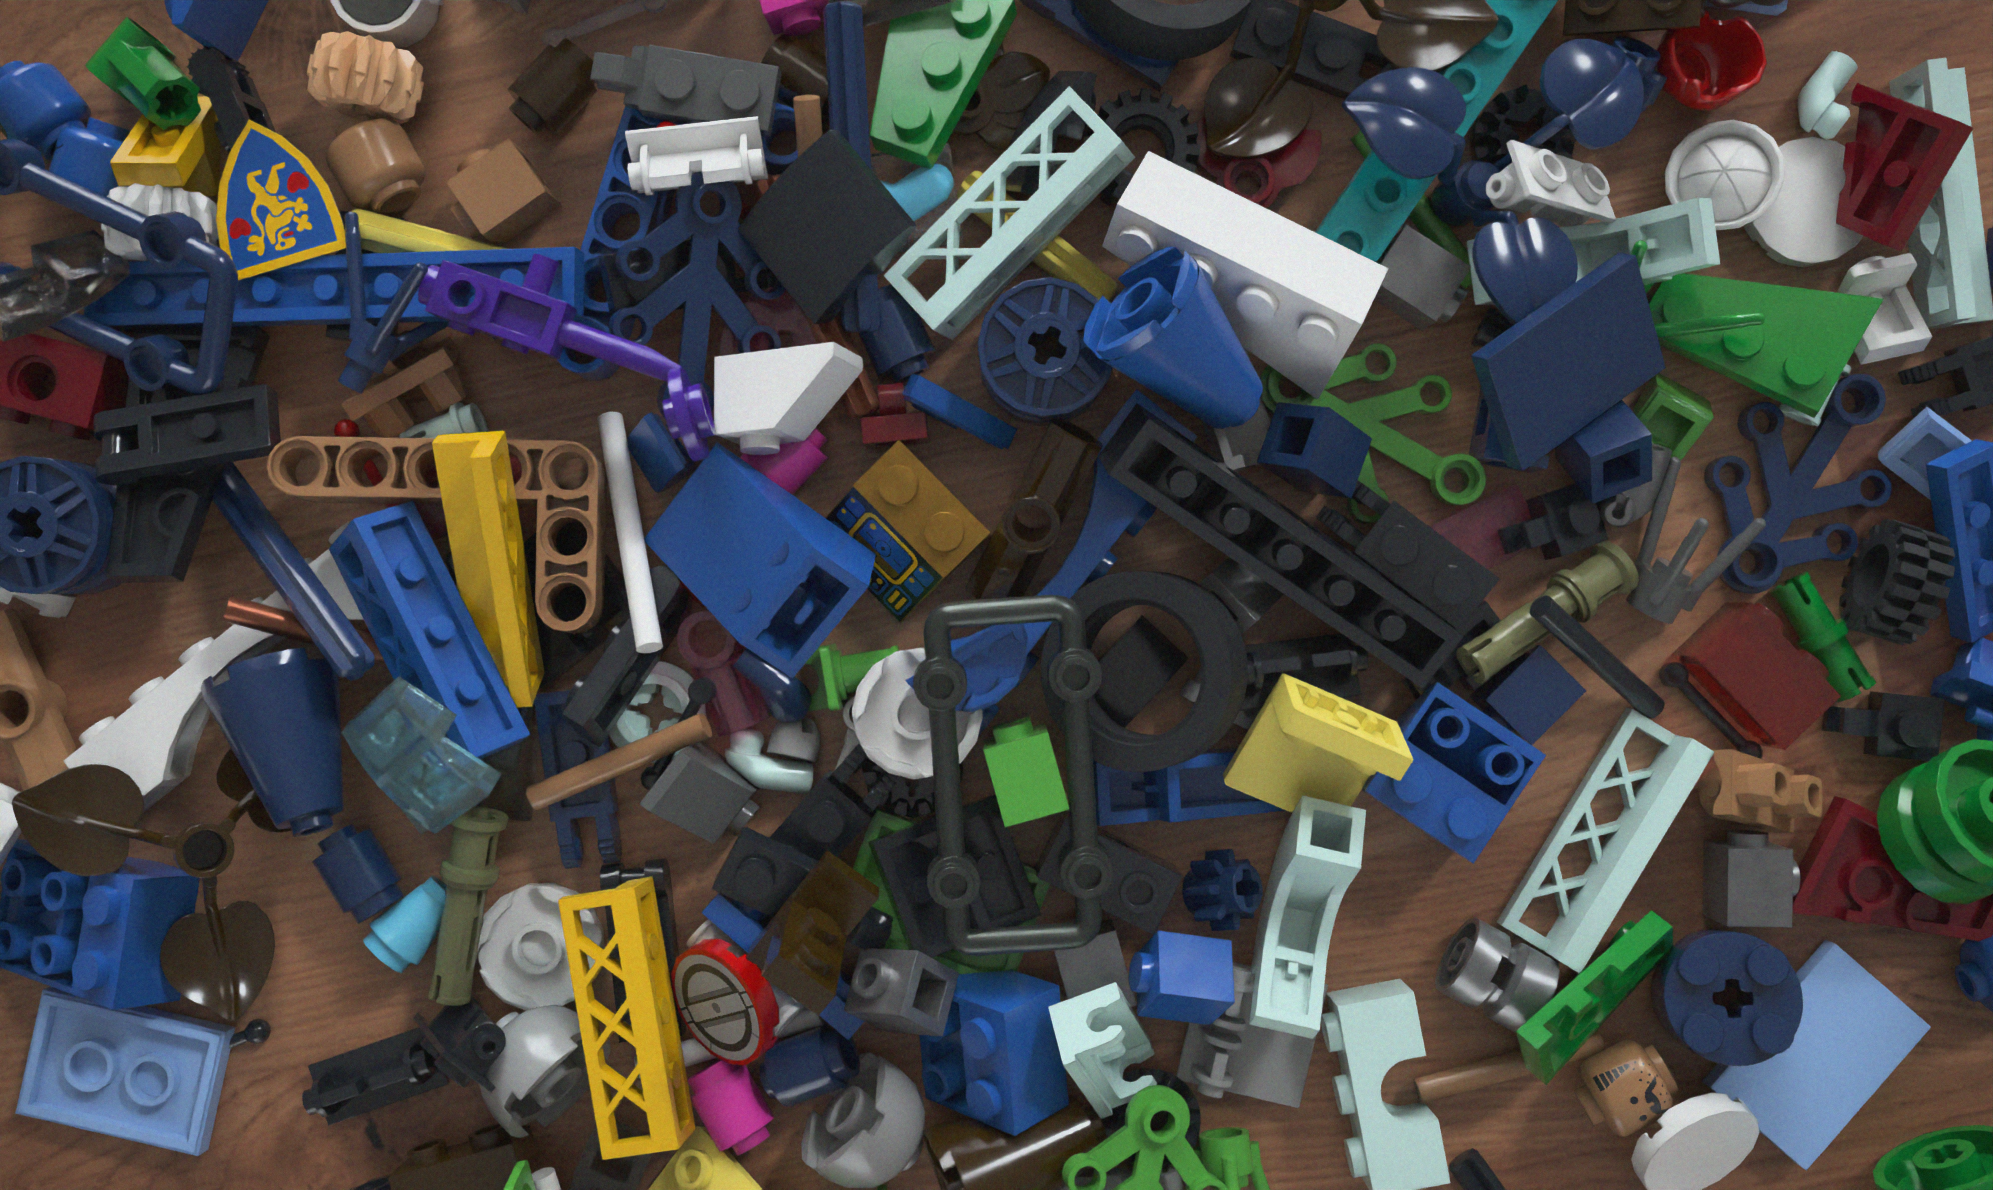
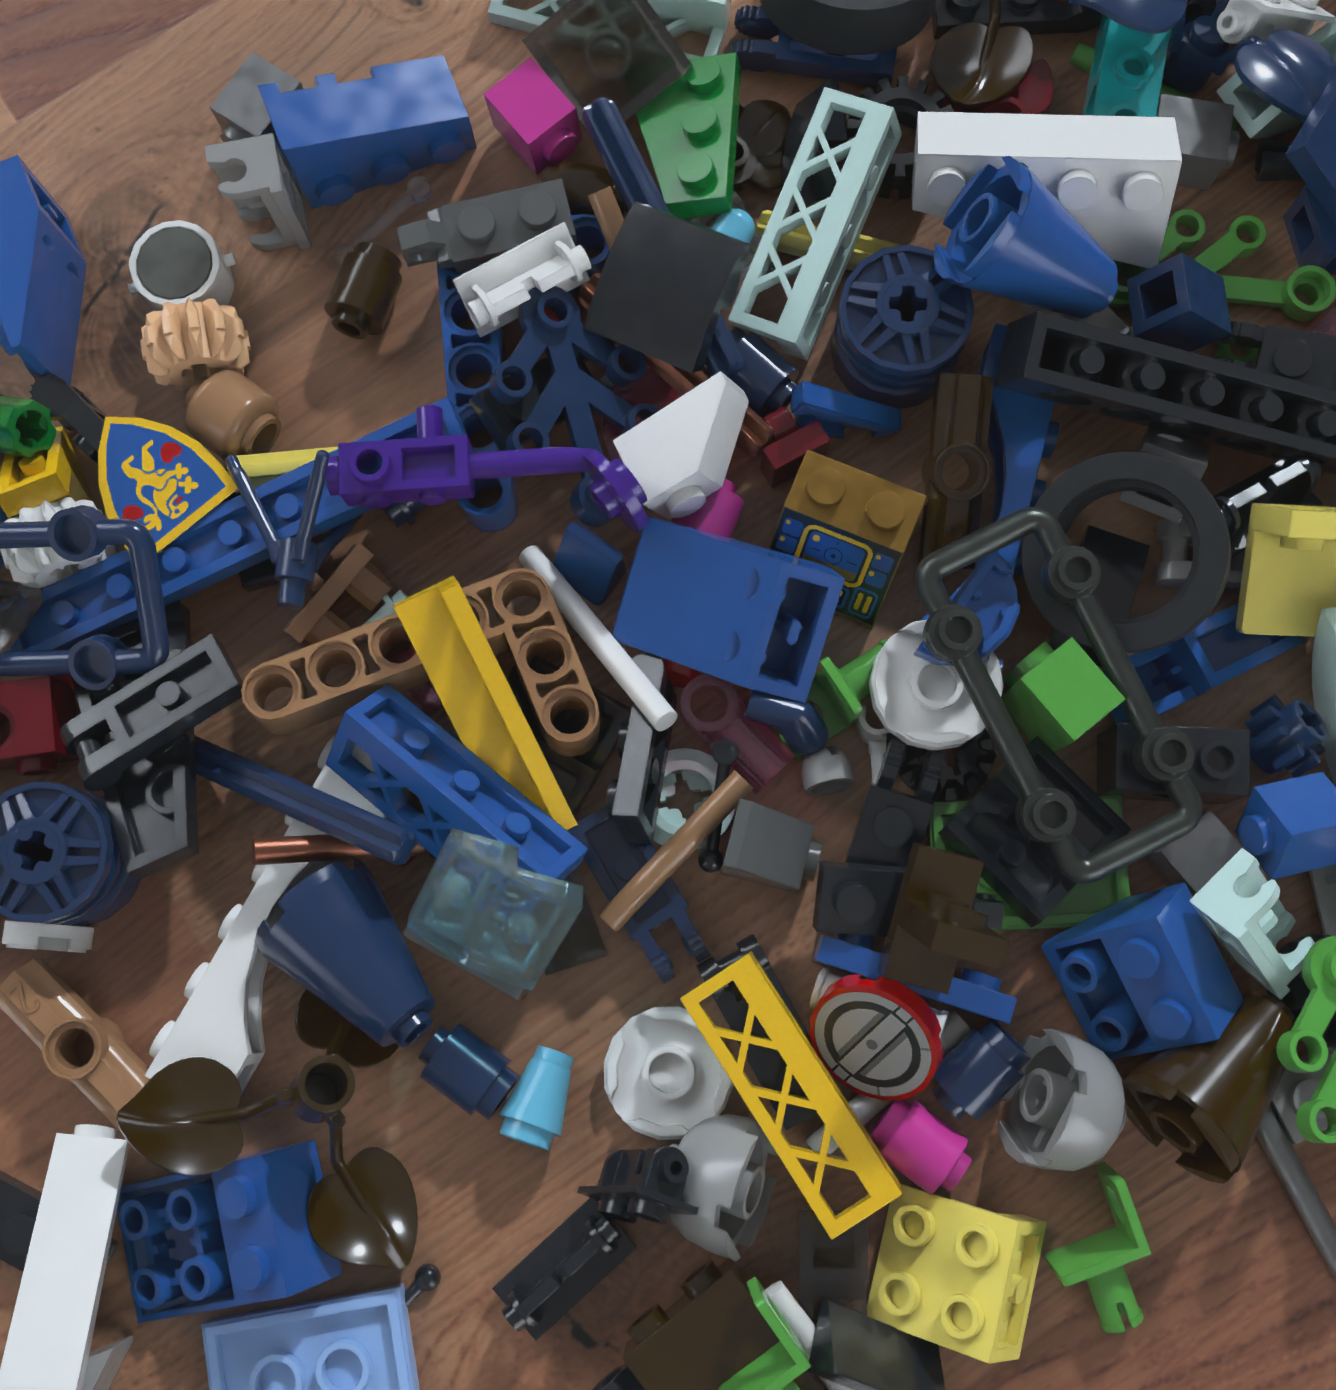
camera: 20 degrees left, 10 degrees down
(468, 877) = (577, 1025): olive pin -> none
(500, 193) = (353, 394): medium nougat brick -> none
(764, 771) = (816, 808): light aqua arm -> none
(901, 991) = (1046, 951): flat silver brick -> none

